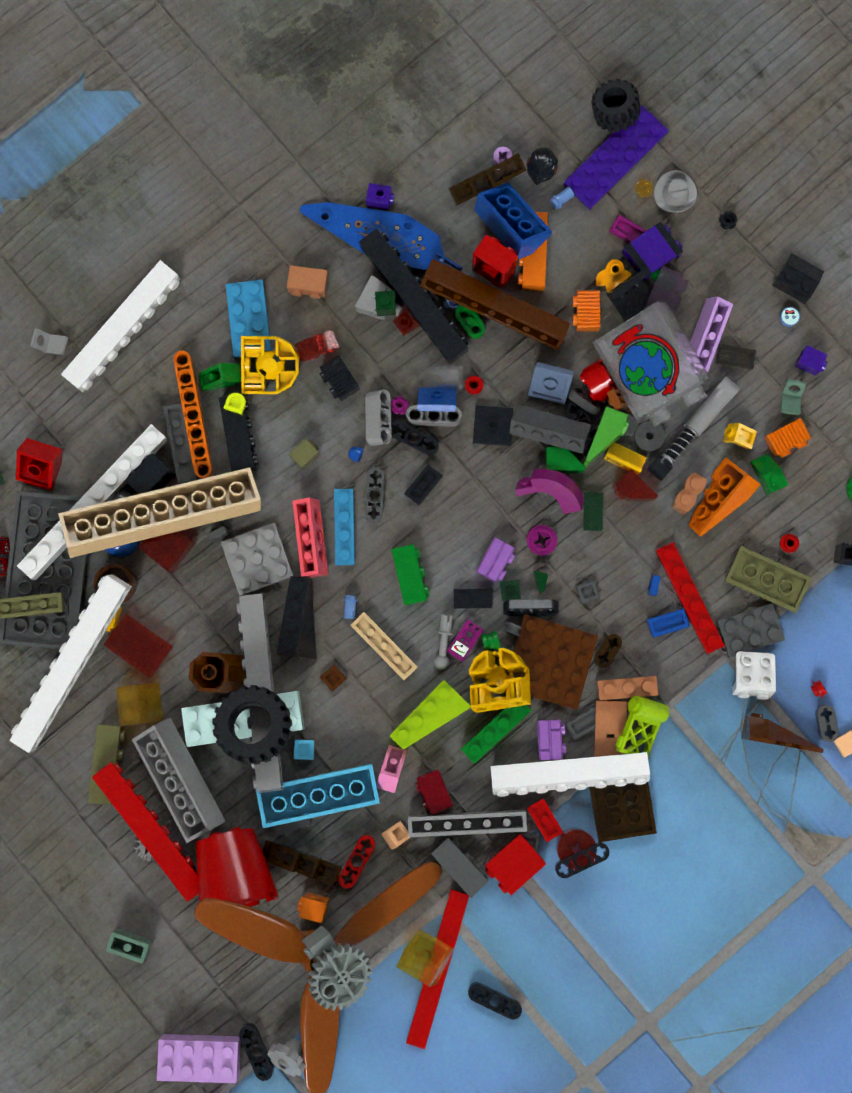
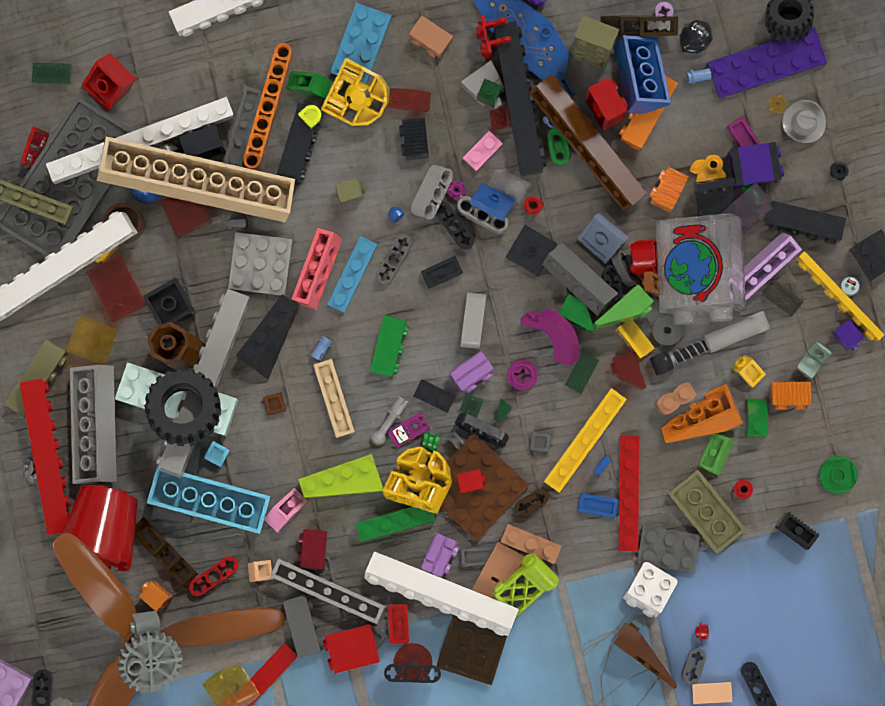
camera: 20 degrees right, 0 degrees up
(193, 635) = (169, 303): none -> black brick
(351, 254) = (486, 45): none -> red plate
(404, 359) = (482, 151): none -> bright pink plate
(456, 211) = (594, 42): none -> olive brick
(473, 514) = (473, 320): none -> light grey beam
(545, 659) = (471, 481): none -> red brick
(627, 570) = (585, 440): none -> yellow plate
(723, 279) = (805, 222): none -> black brick
(748, 524) = (716, 453): none -> bright green slope
(780, 328) = (845, 304): none -> yellow plate

